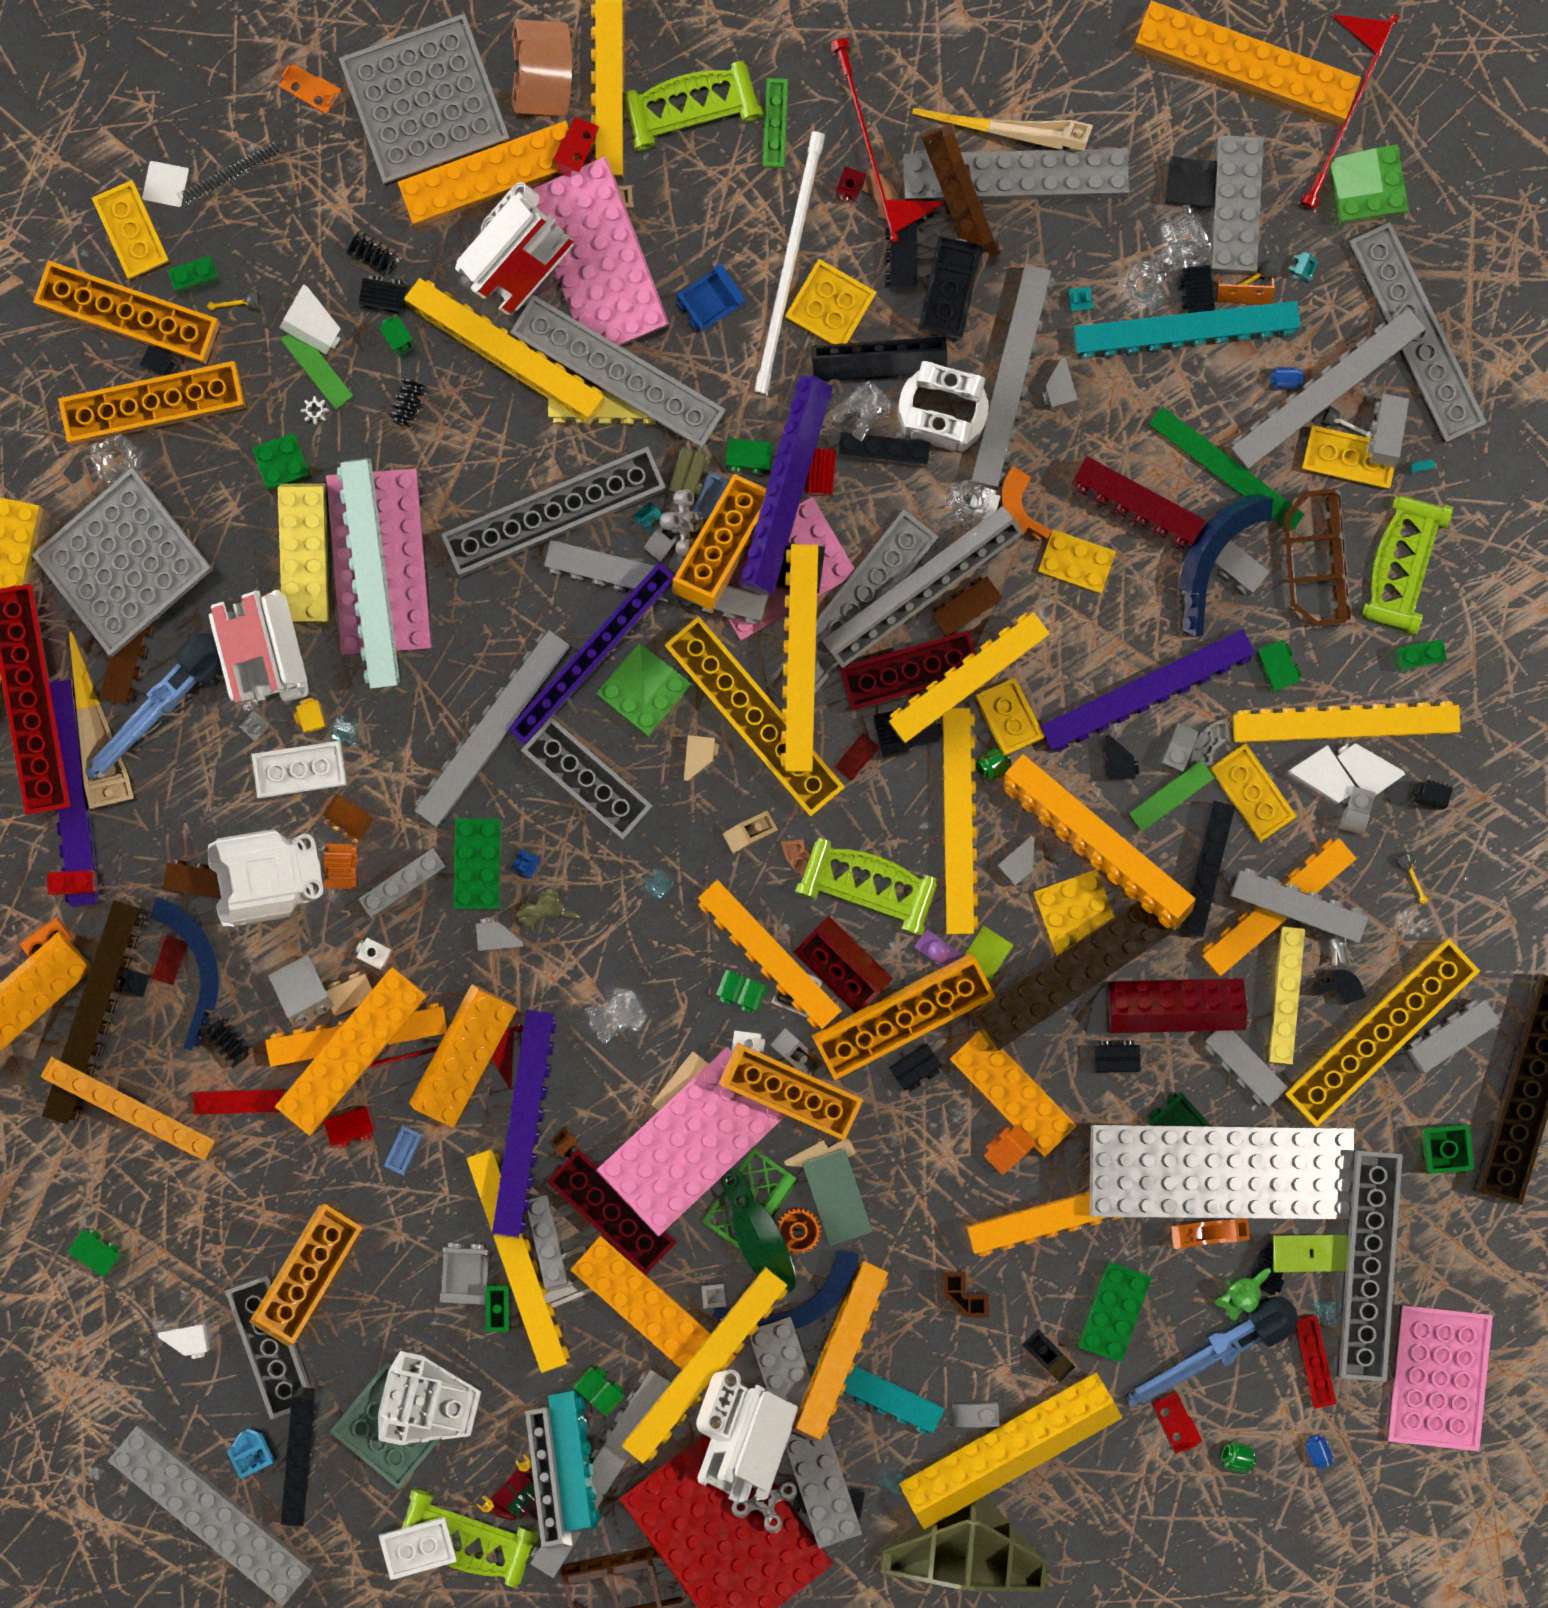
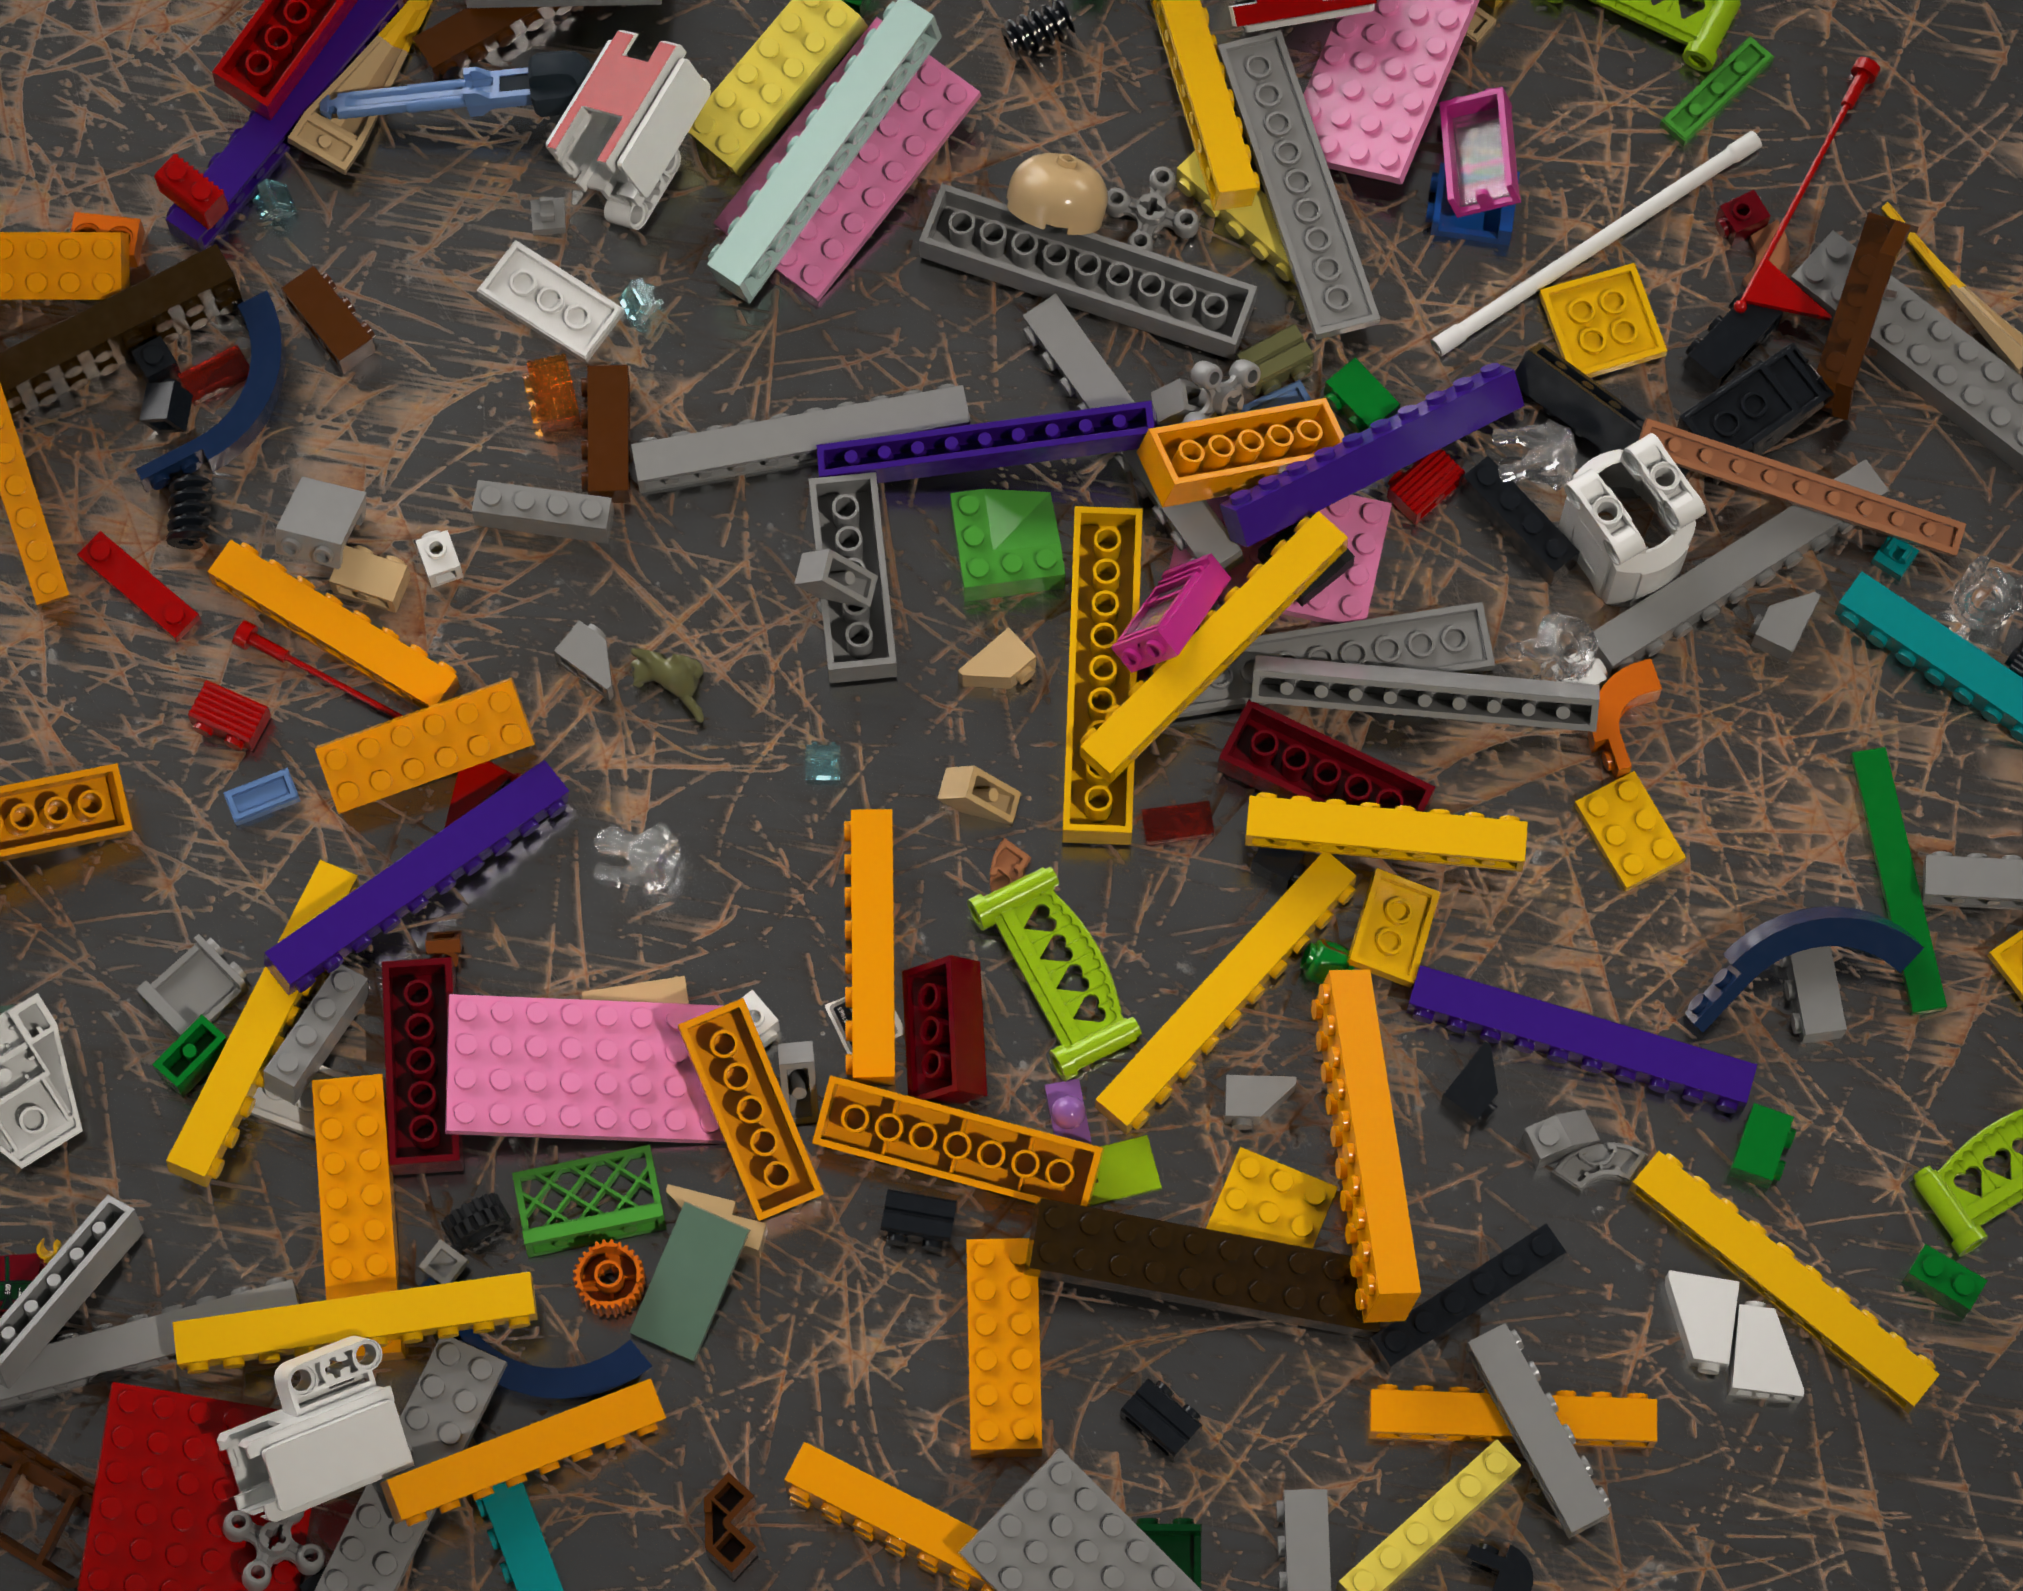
camera: 40 degrees right, 15 degrees down
(112, 843) = (276, 200): none -> clear light blue tile
(164, 1000) = (166, 406): none -> black brick
(263, 875) = (400, 358): white piece -> none
(310, 716) = (617, 255): yellow brick -> none
(340, 866) = (493, 431): orange brick -> none
(351, 1051) = (309, 628): light orange brick -> none
(395, 813) = (608, 432): none -> reddish brown brick
(477, 864) = (644, 563): green brick -> none
(505, 488) = (1058, 193): none -> tan cylinder
(526, 863) = (697, 613): blue tile -> none
(551, 440) = (1155, 202): none -> light grey gear
(573, 1462) = (103, 1300): teal brick -> none
(585, 791) = (835, 578): none -> light grey slope
(599, 1390) = (213, 1253): green brick -> none
(647, 516) = (1182, 365): teal tile -> none
(691, 270) = (1479, 152): none -> door
(710, 1262) = (475, 1221): none -> black tyre
(741, 991) = (802, 958): green brick -> none
(757, 1231) = (562, 1234): dark green plant -> none
(765, 659) = (1171, 613): none -> dark pink door
(889, 741) = (1228, 837): black brick -> none
(966, 606) = (1459, 766): reddish brown brick -> none
(1010, 1148) = (938, 1404): orange brick -> none
(1011, 312) = (1808, 489): none -> nougat plate
(1138, 503) = (1758, 816): dark red brick -> none
(1171, 795) = (1501, 1180): bright green tile -> none
(1177, 1005) = (1287, 1418): dark red brick -> none
(1253, 792) = (1601, 1264): yellow tile -> none
(1336, 547) = (1951, 1076): reddish brown plate -> none
(1339, 946) = (1539, 1534): flat silver piece -> none
(1357, 812) = (1706, 1388): light grey brick -> none
(1407, 862) = (1714, 1505): hinge -> none
(1433, 794) = (1816, 1448): black brick -> none

